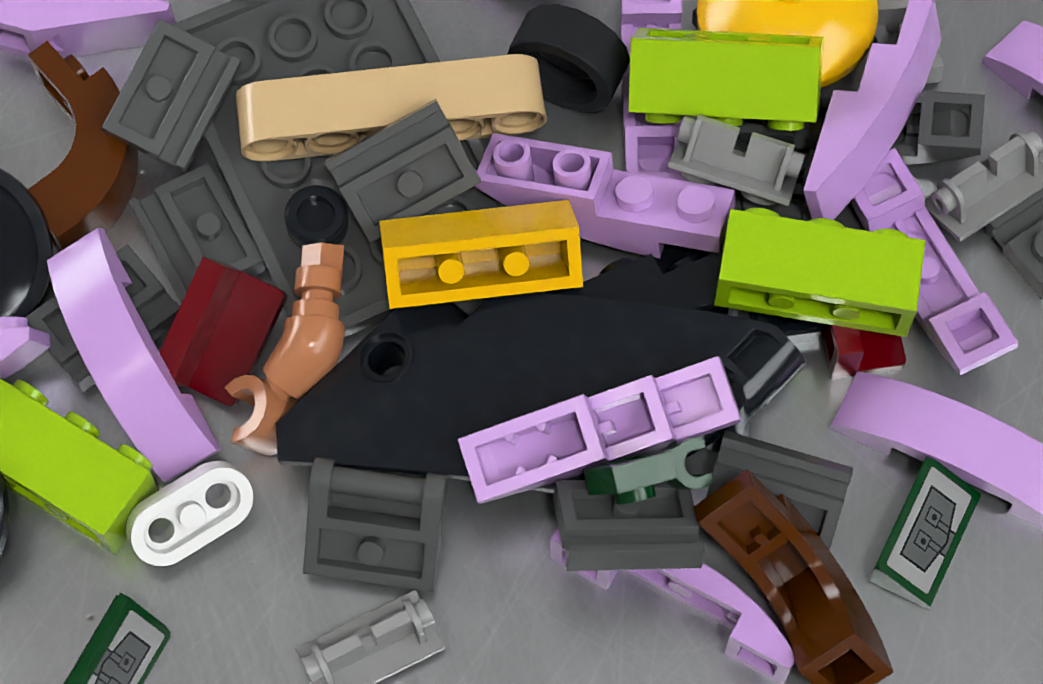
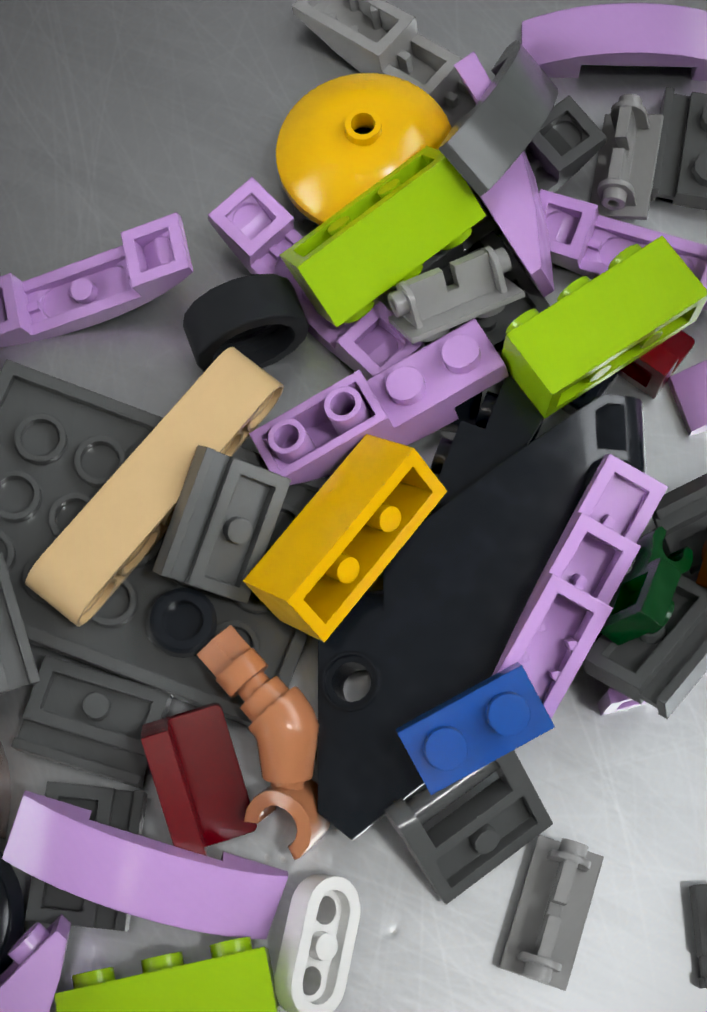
camera: 45 degrees left, 5 degrees up
(426, 451) = (475, 728): none -> blue plate
(904, 60) = (503, 121): none -> dark grey slope

